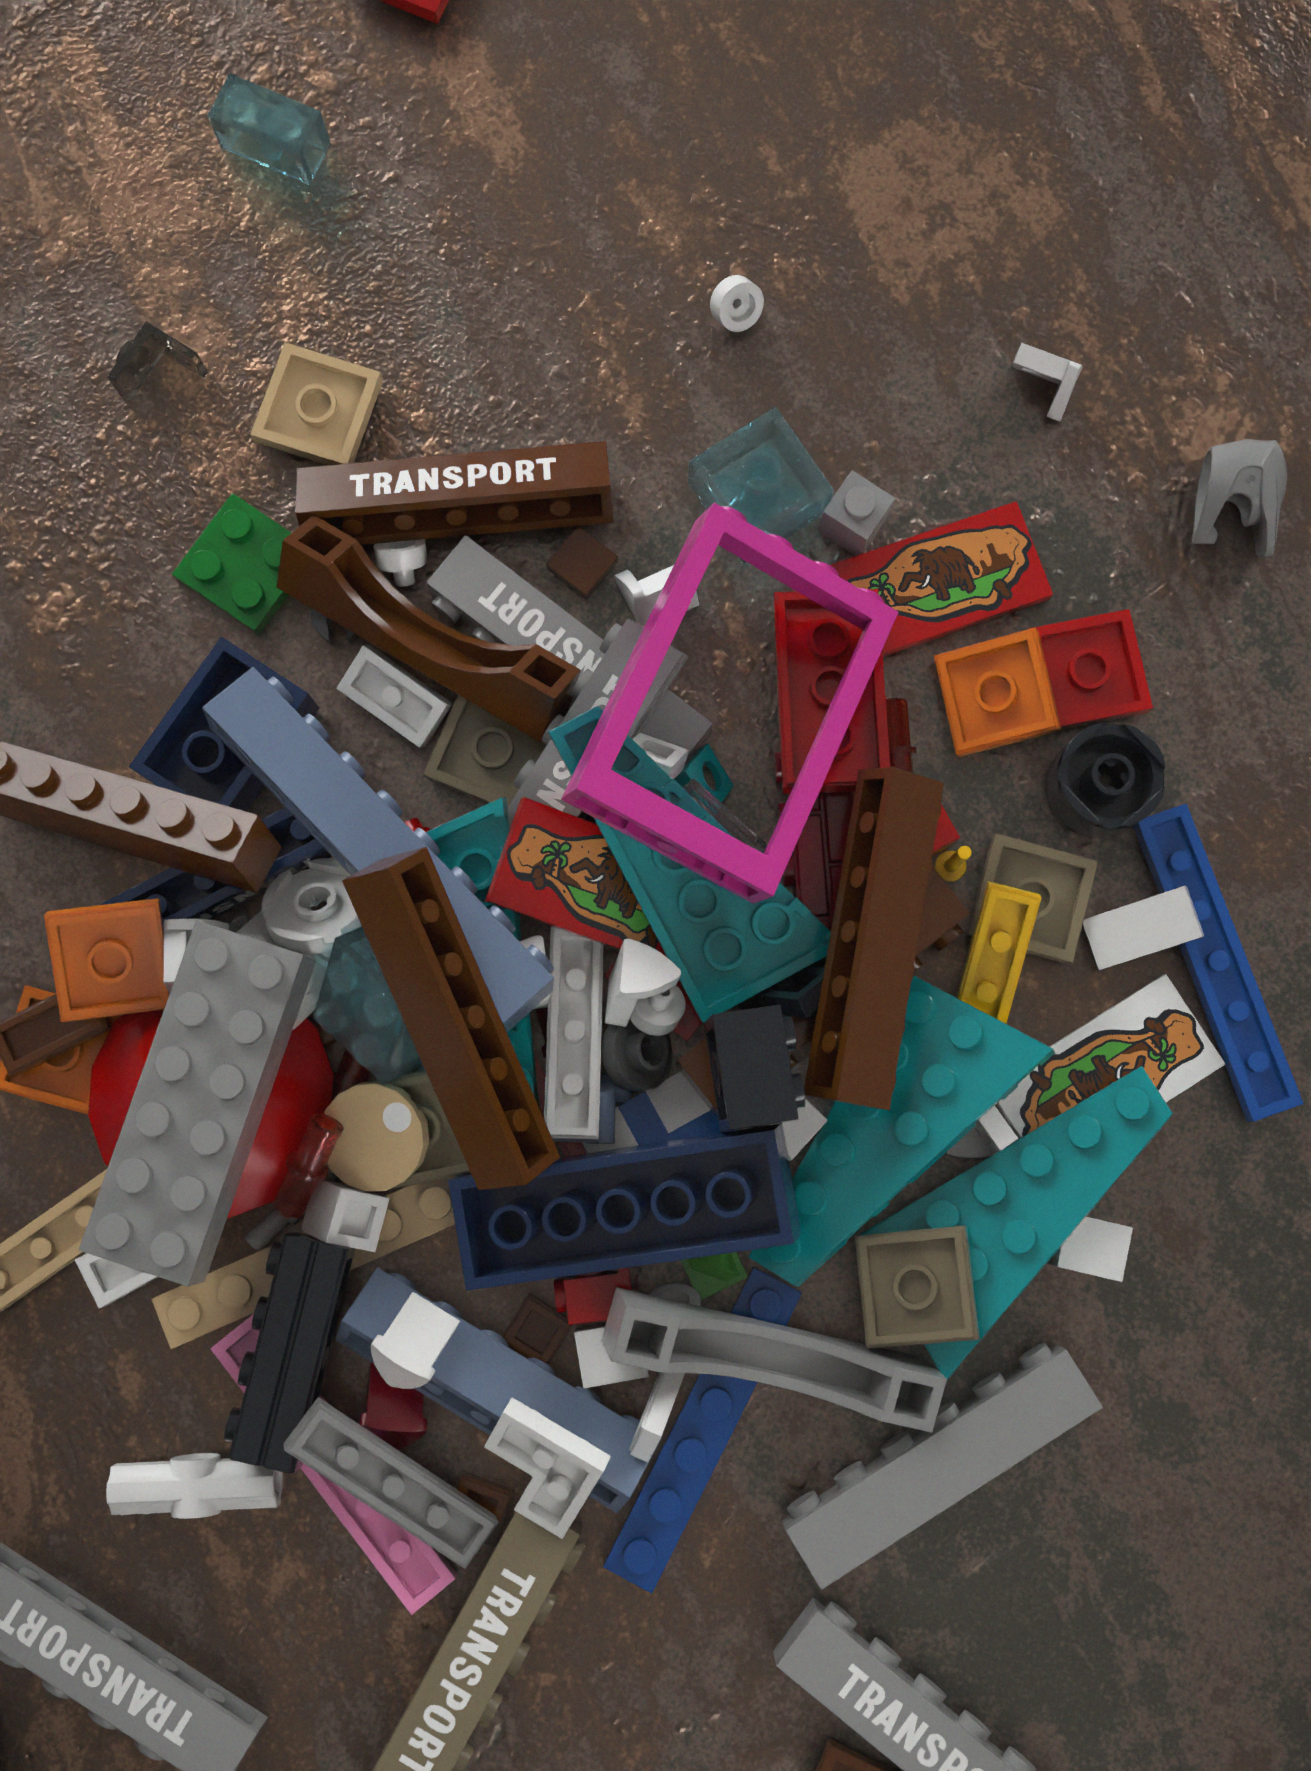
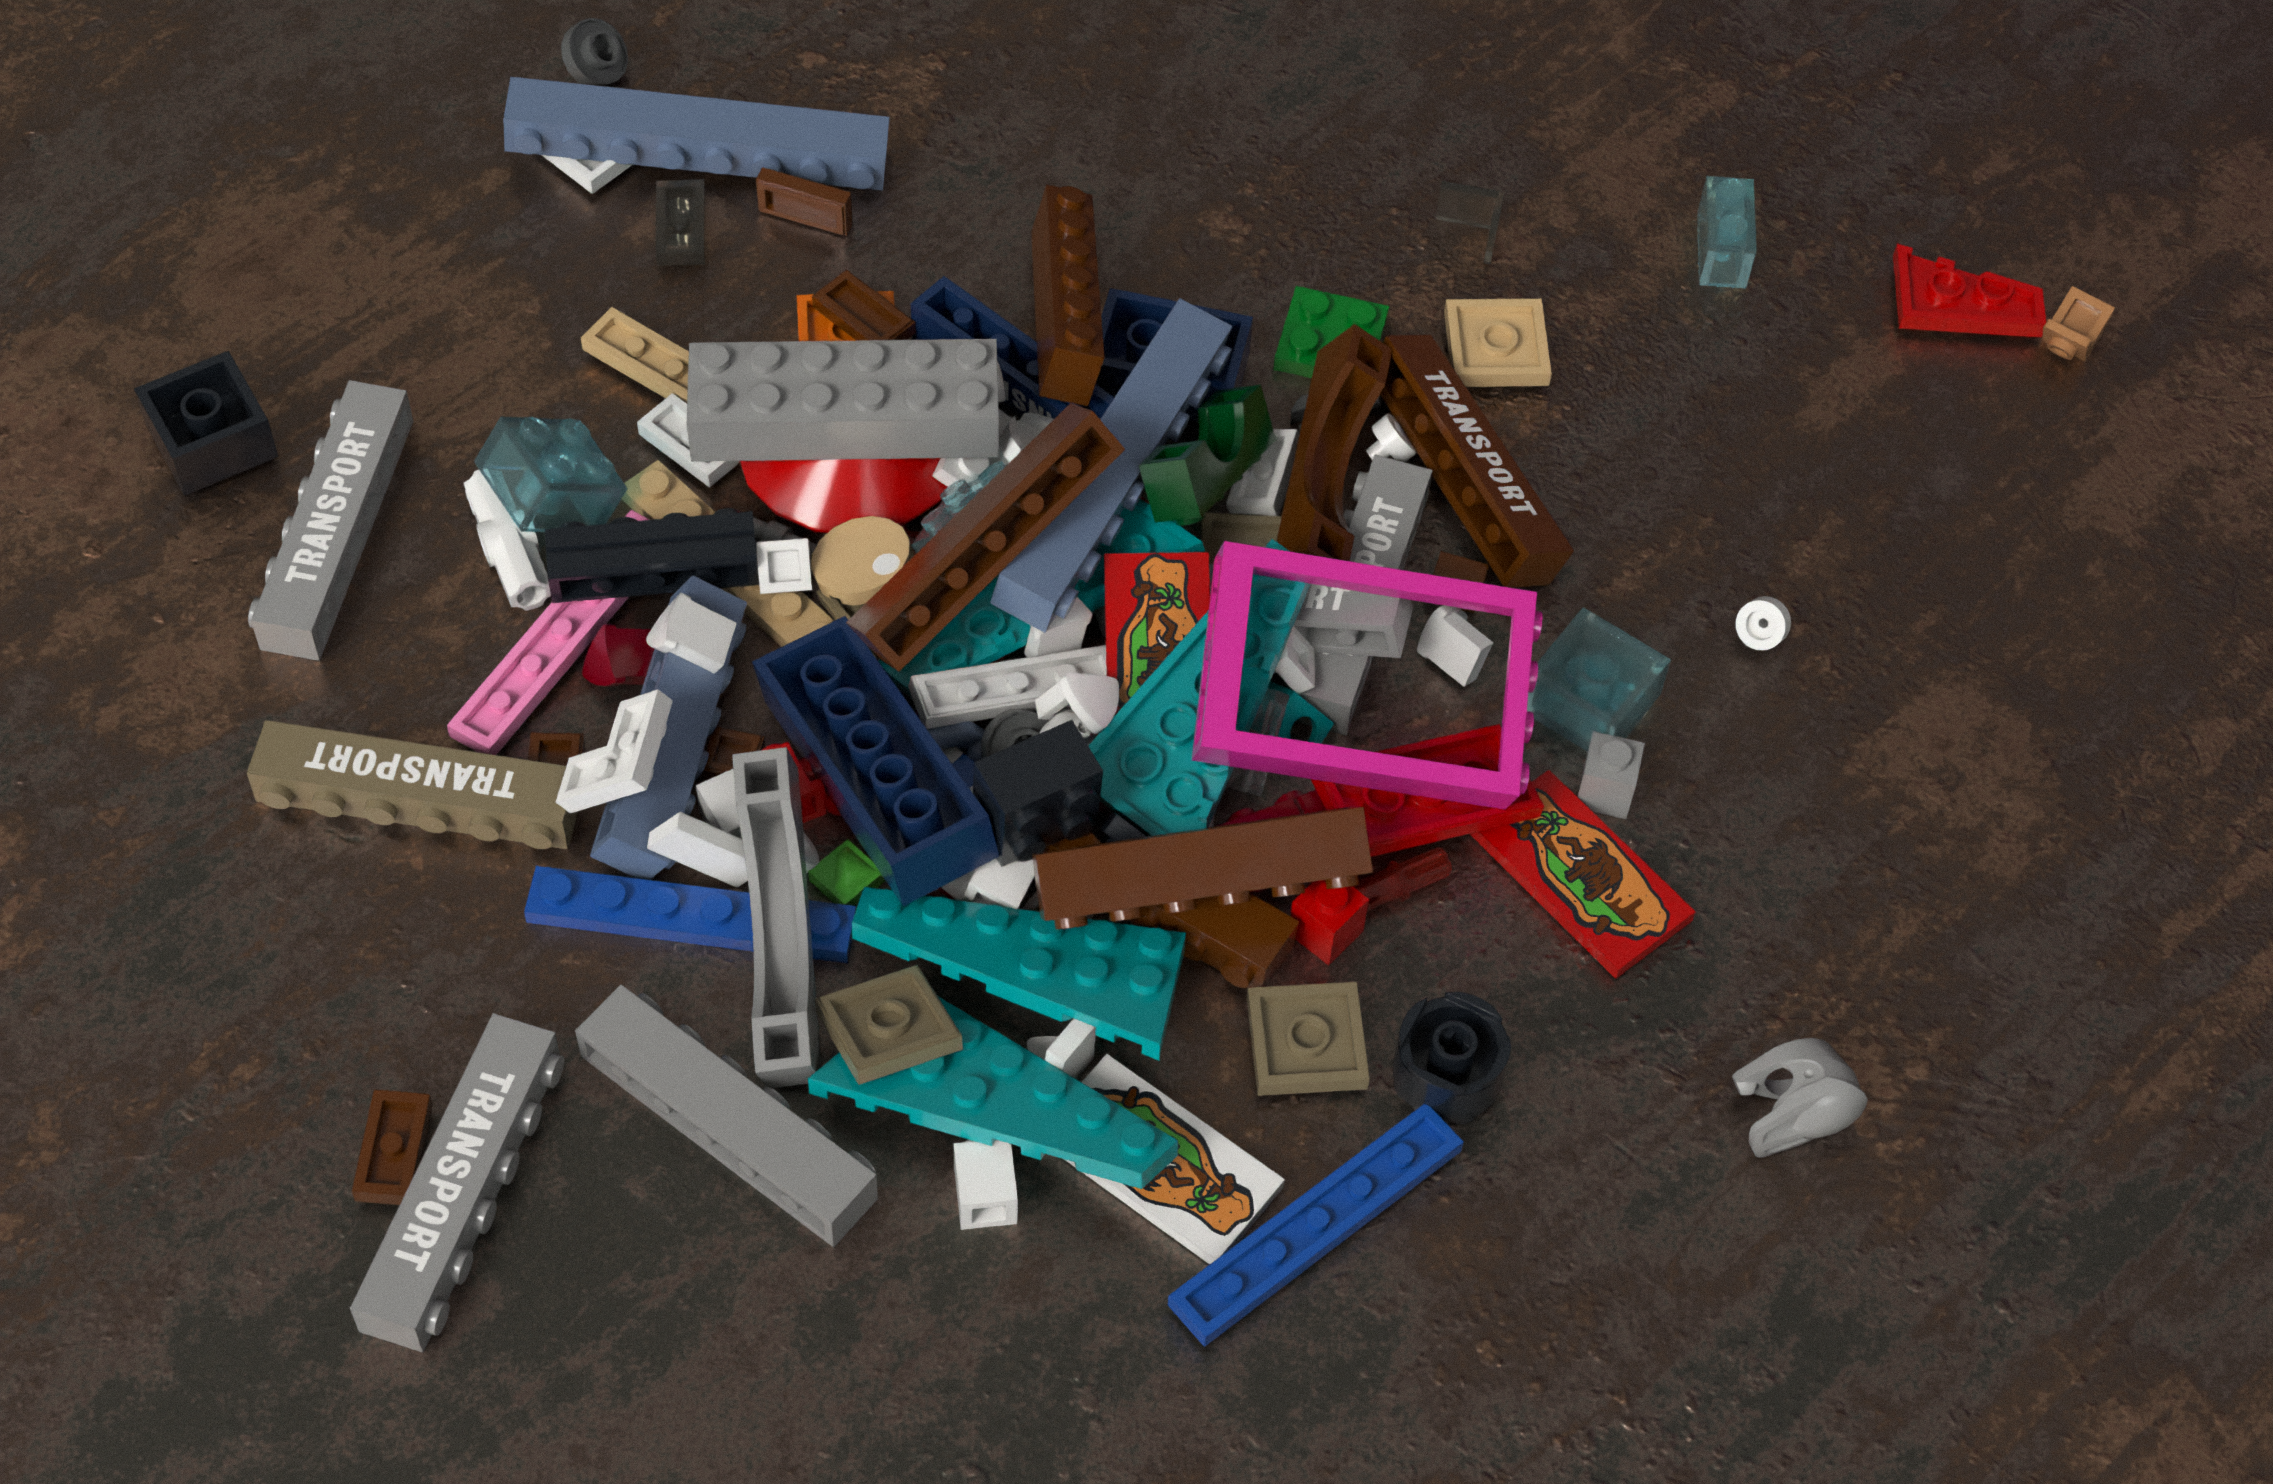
camera: 65 degrees right, 25 degrees down
(107, 959) = (939, 305): orange plate -> none
(146, 1427) = (549, 473): none -> clear light blue brick
(307, 1165) = (817, 517): clear red axle -> none
(390, 1483) = (561, 660): light grey tile -> none
(431, 784) = (1194, 475): none -> dark green arch
(952, 864) = (1310, 967): yellow pin -> none
(997, 692) = (1496, 946): orange plate -> none
(998, 949) = (1236, 1014): yellow tile -> none
(1052, 369) = (1839, 913): white tile -> none
(1095, 669) = (1560, 1022): red plate -> none
(1143, 927) = (1320, 1139): white tile -> none

